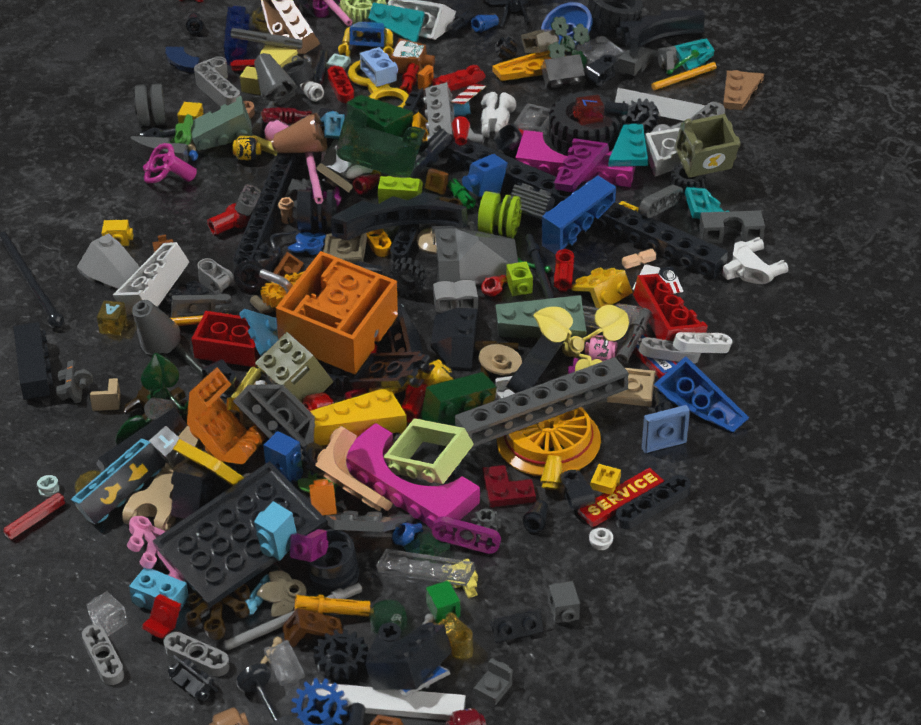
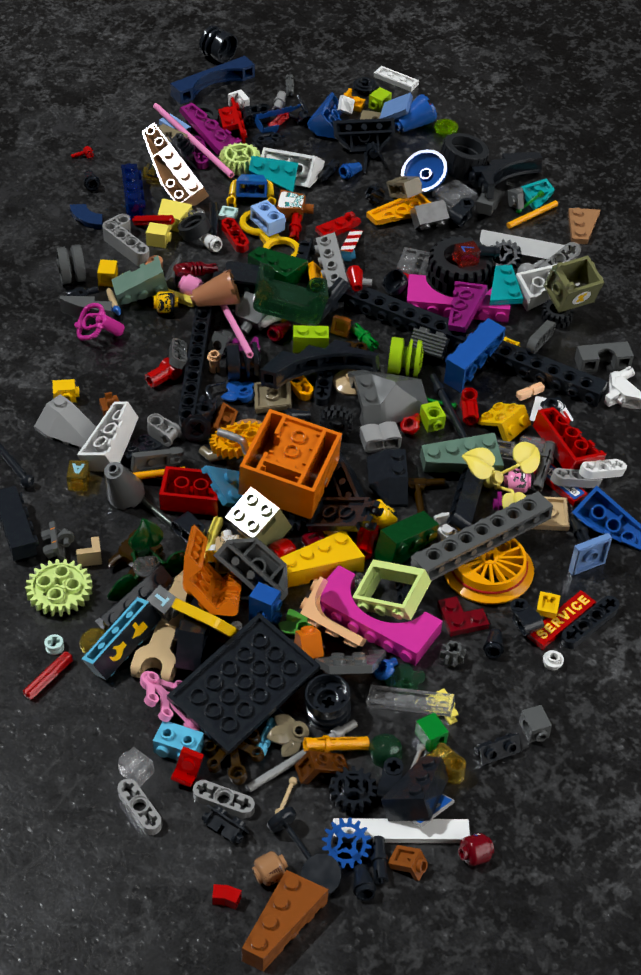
camera: 10 degrees left, 5 degrees up
(65, 428) = (59, 587): none -> yellowish green gear
(183, 133) = (106, 289): bright green plate -> none
(270, 39) = (163, 195): dark grey axle -> none
(273, 80) = (178, 235): dark grey cone -> none
(274, 530) = (281, 681): medium azure brick -> none
(284, 664) = (306, 803): clear hips -> none
(309, 546) = (310, 693): magenta bracket -> none
(310, 455) = (292, 603): black gear -> none
(332, 124) = (244, 279): dark azure bracket -> none
(333, 178) = (253, 330): dark tan plate -> none
(425, 77) = (309, 225): orange tile -> none
(484, 532) = (443, 673): magenta beam -> none
(485, 175) = (386, 320): blue torso -> none
(492, 118) = (378, 263): white piece -> none
(494, 682) = (490, 804): dark grey bracket -> none
(500, 359) = (432, 495): tan dish -> none
(552, 473) = (501, 602): yellow cone -> none
(567, 42) = (429, 188): dark green plant -> none
(661, 271) = (550, 402): none -> black plate
(700, 201) = (573, 335): teal wing -> none

